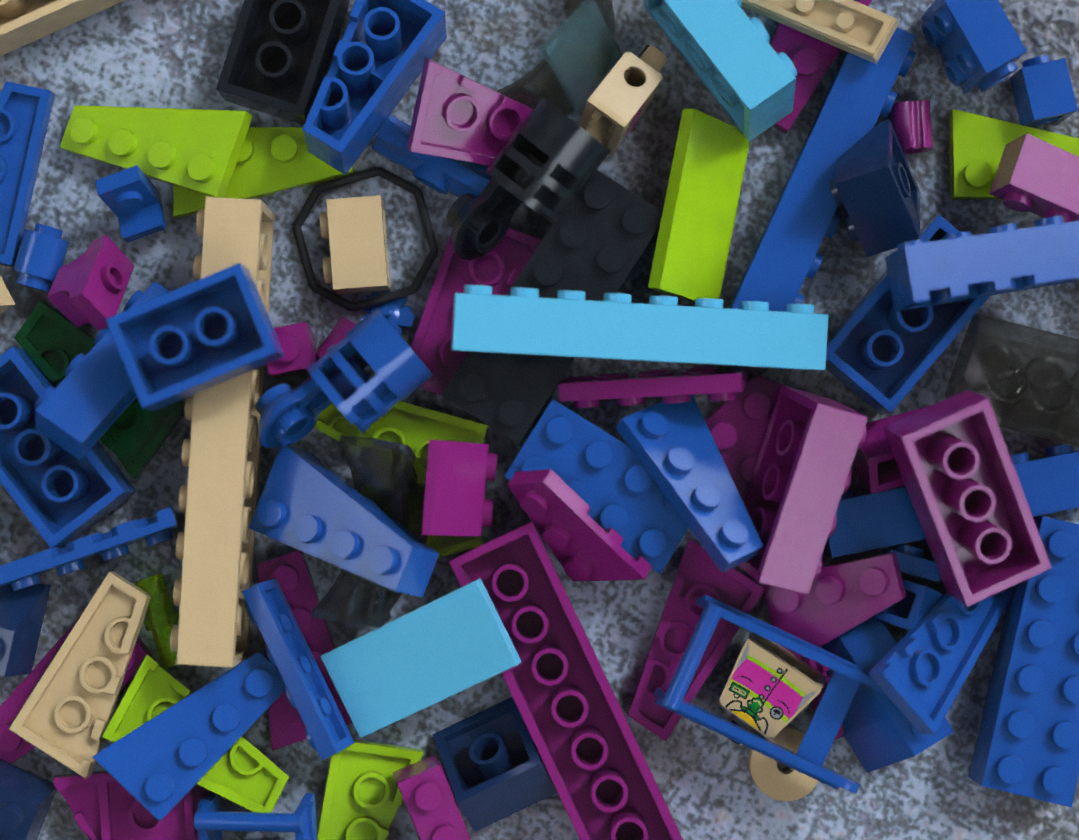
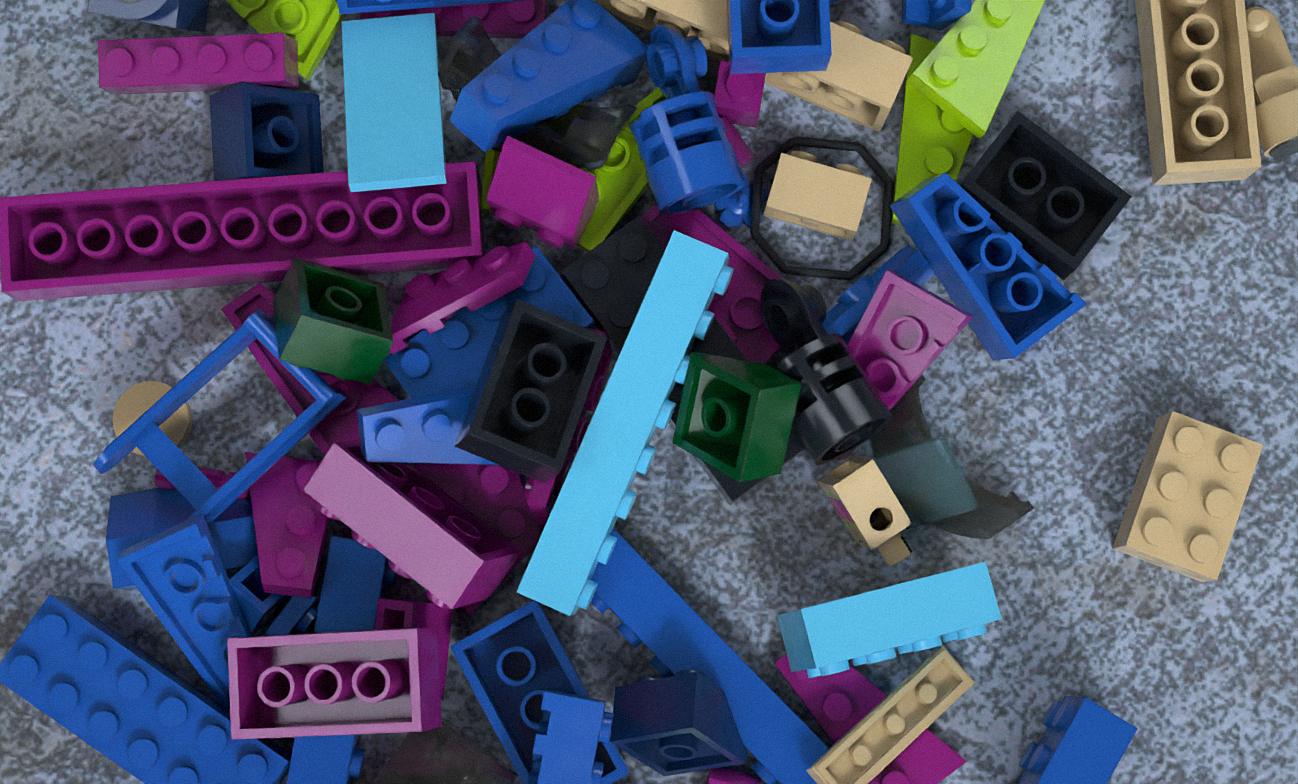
camera: 110 degrees right, 5 degrees down
(597, 232) = (736, 415): none -> dark green slope
(645, 631) = (332, 321): none -> dark green brick
(646, 422) = (531, 391): none -> black brick
(699, 208) = (726, 539): lime tile -> none
(768, 687) = (230, 425): torso -> none

